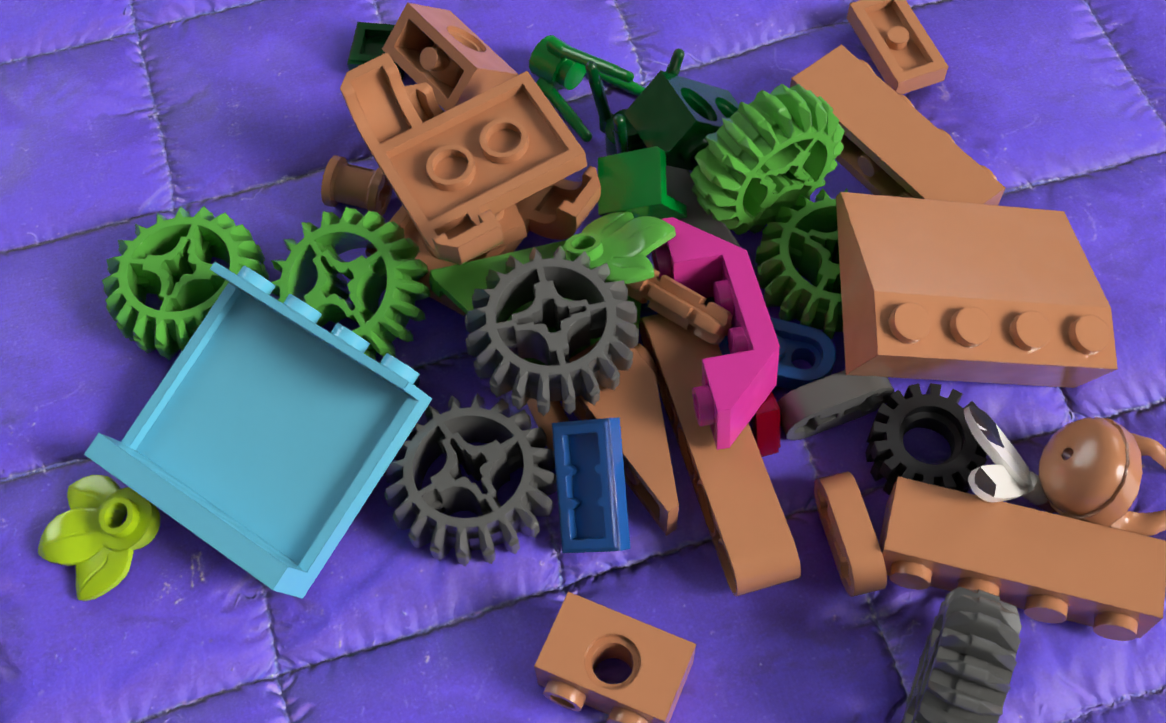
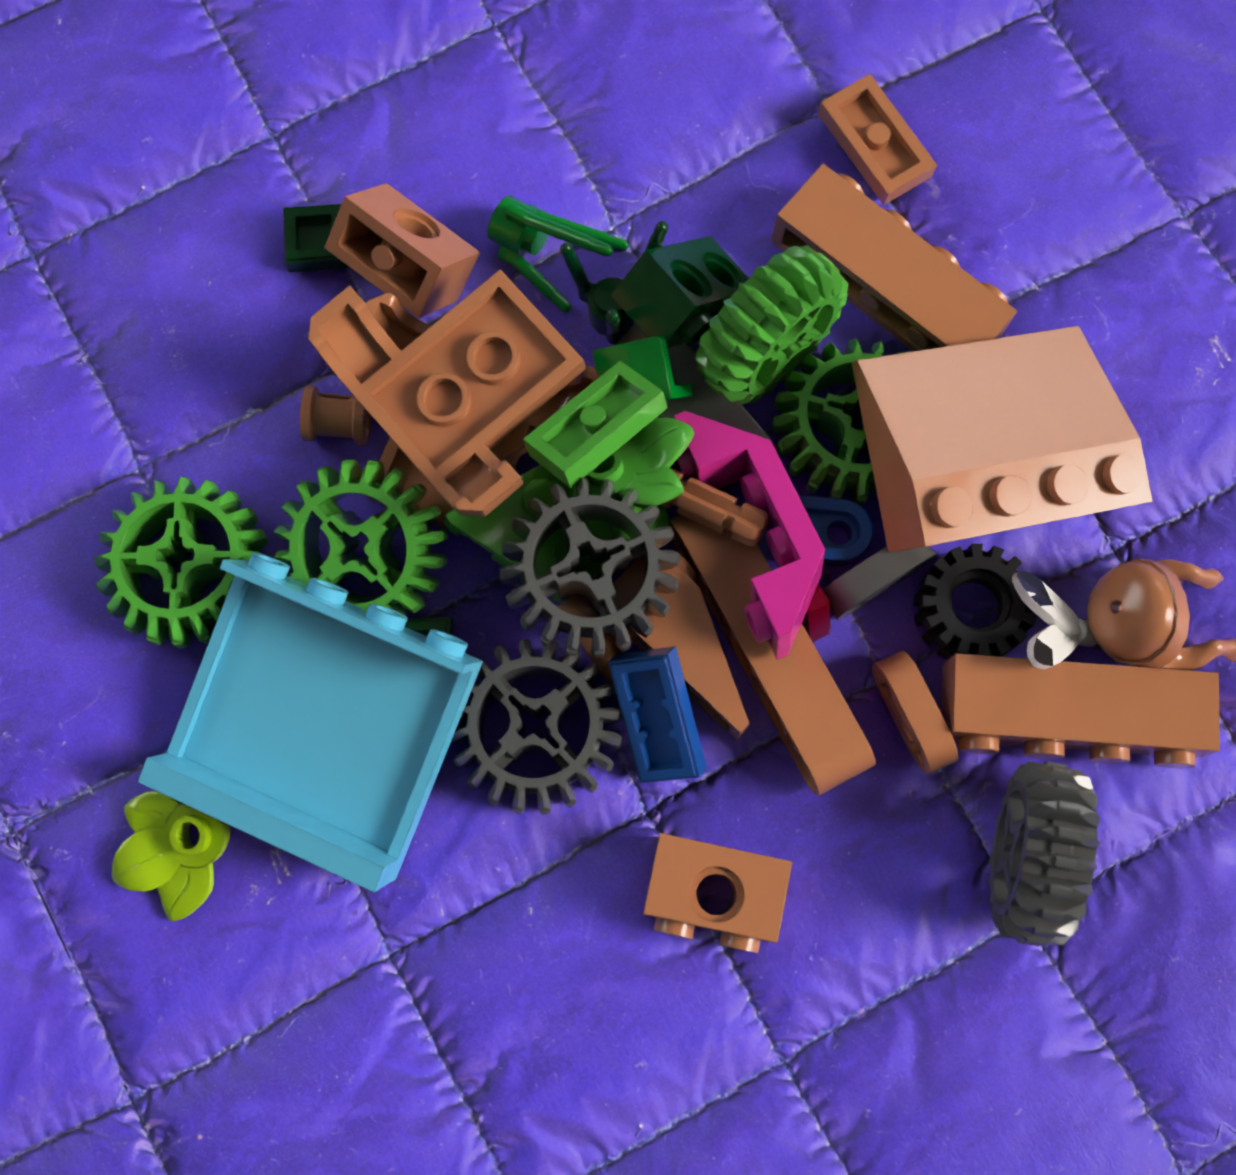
camera: 15 degrees left, 15 degrees up
(584, 206) = (595, 423): none -> bright green plate

